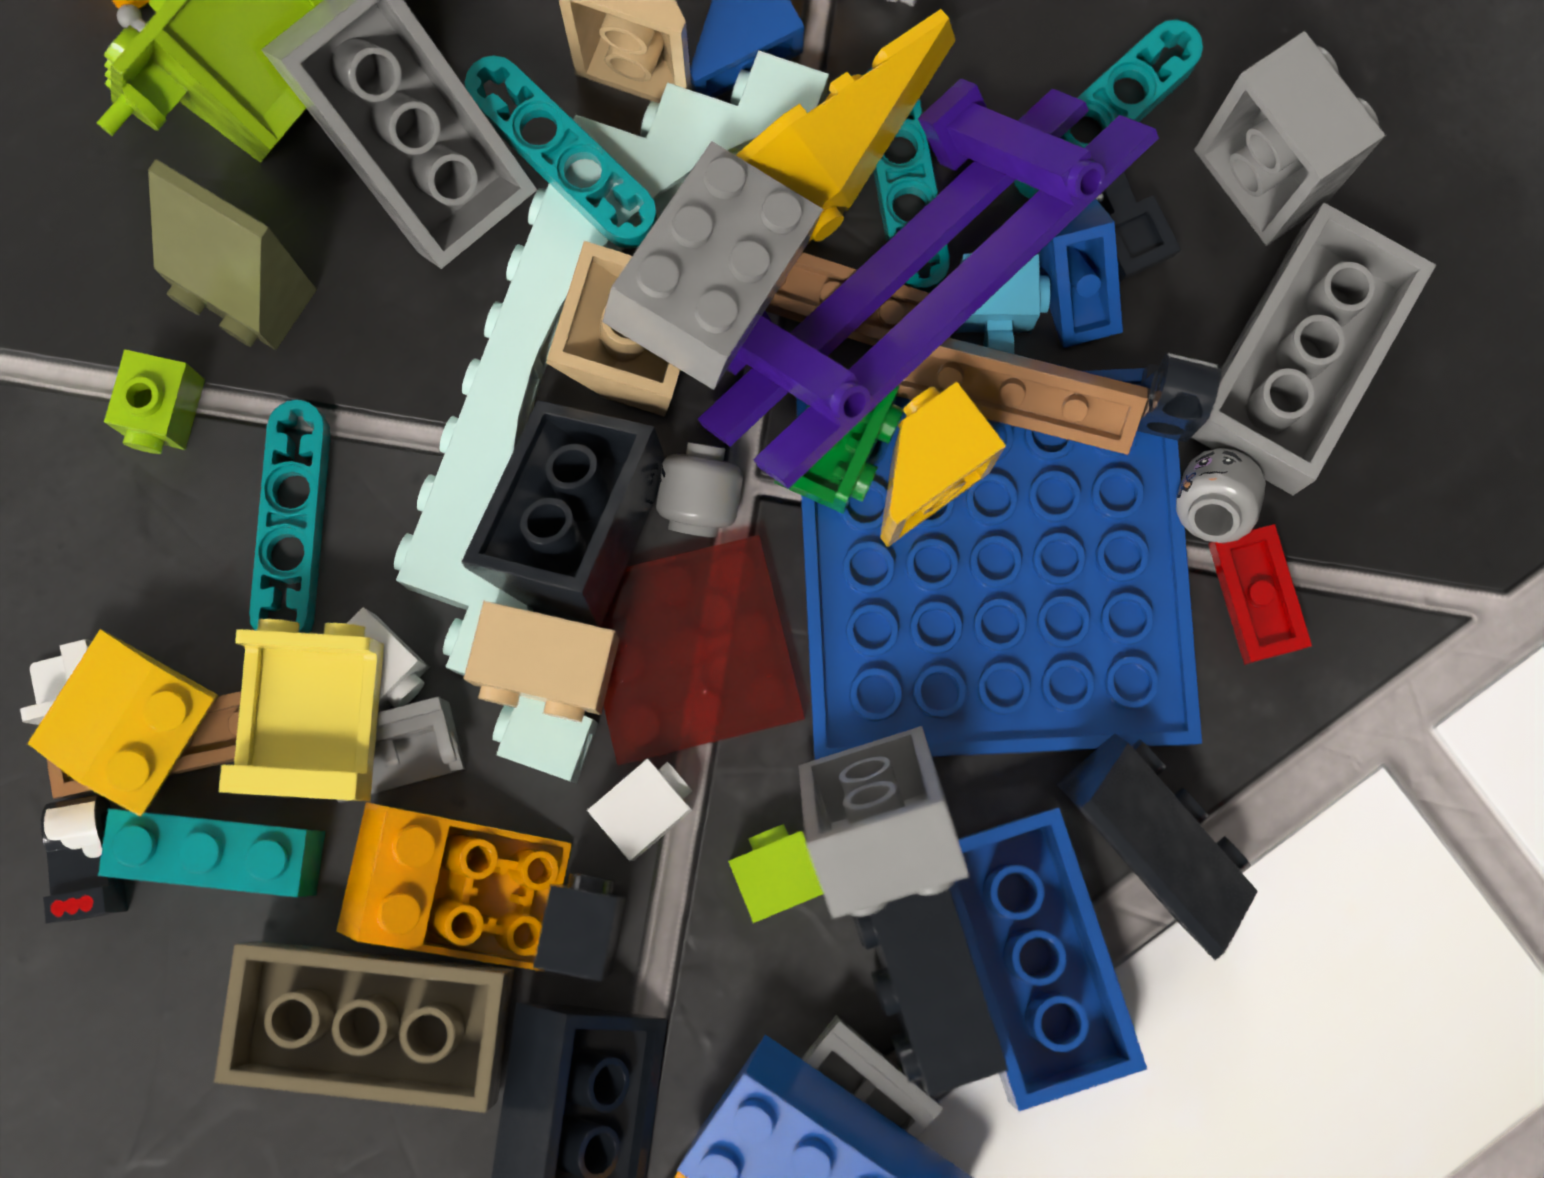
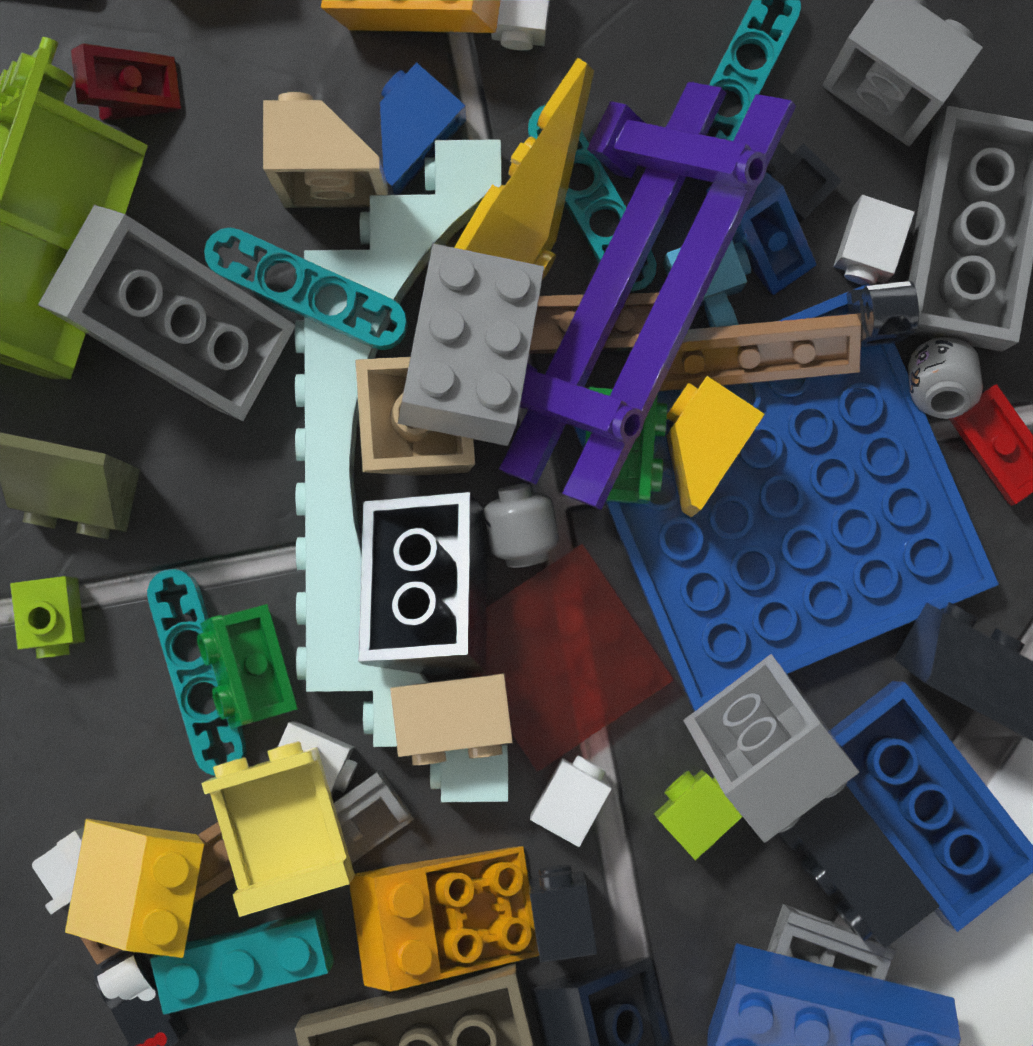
camera: 15 degrees left, 5 degrees up
(344, 533) = (246, 666): none -> green bracket
(1194, 320) = (873, 241): none -> white brick

